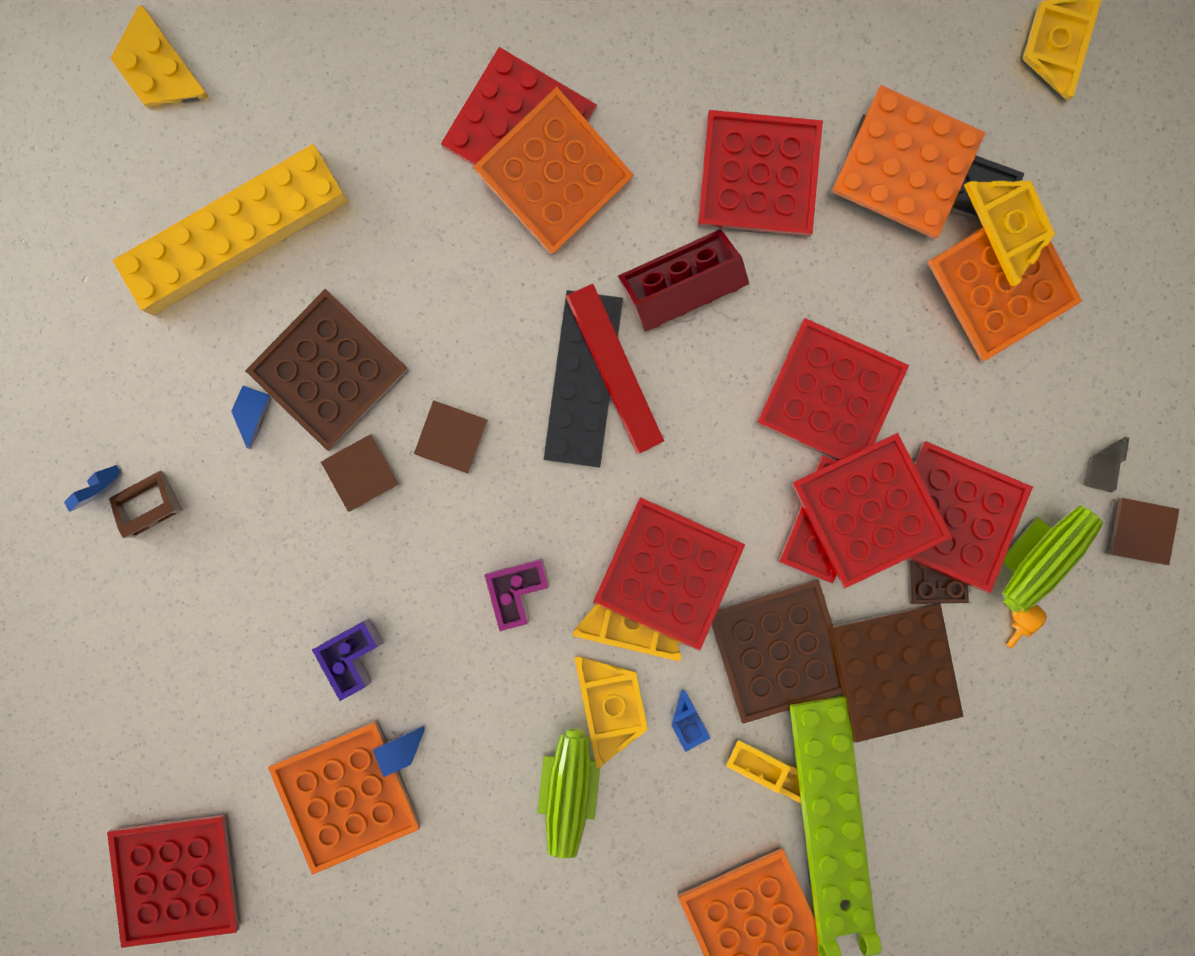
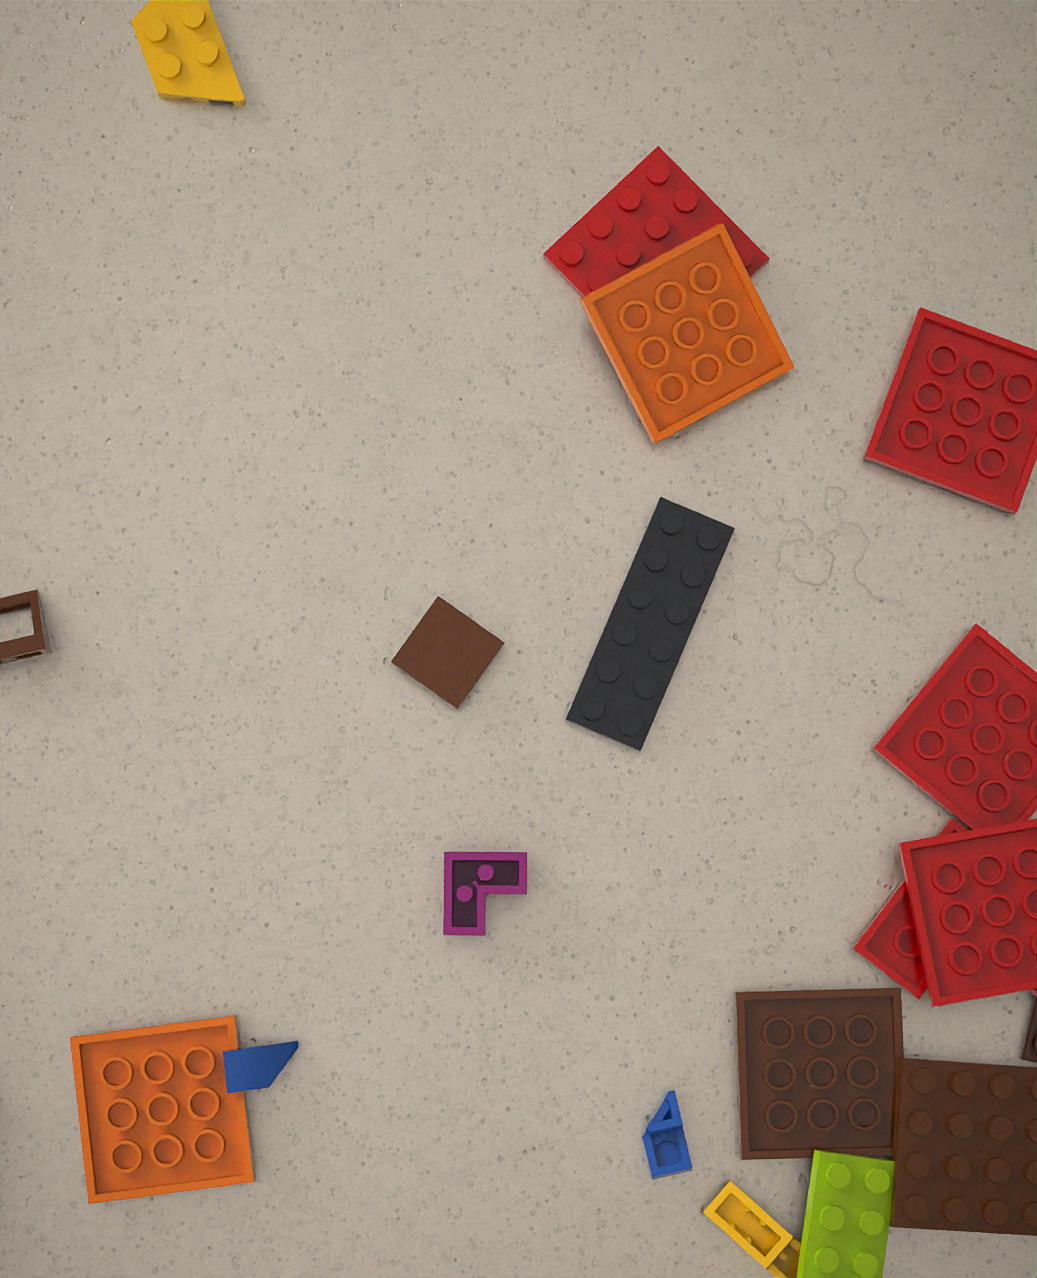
camera: 15 degrees right, 5 degrees down
(230, 230) = (228, 293): yellow brick -> none
(248, 413) = (181, 544): blue slope -> none
(326, 370) = (304, 515): reddish brown plate -> none
(340, 658) = (213, 911): dark purple brick -> none
(360, 473) = (310, 668): reddish brown tile -> none
(568, 793) = (476, 1184): lime plate -> none
(611, 707) = (566, 1086): yellow wing -> none
(612, 629) = (626, 977): yellow wing -> none
(614, 368) = (698, 621): red tile -> none
(669, 574) = (696, 922): red plate -> none
(684, 279) = (824, 526): dark red slope -> none

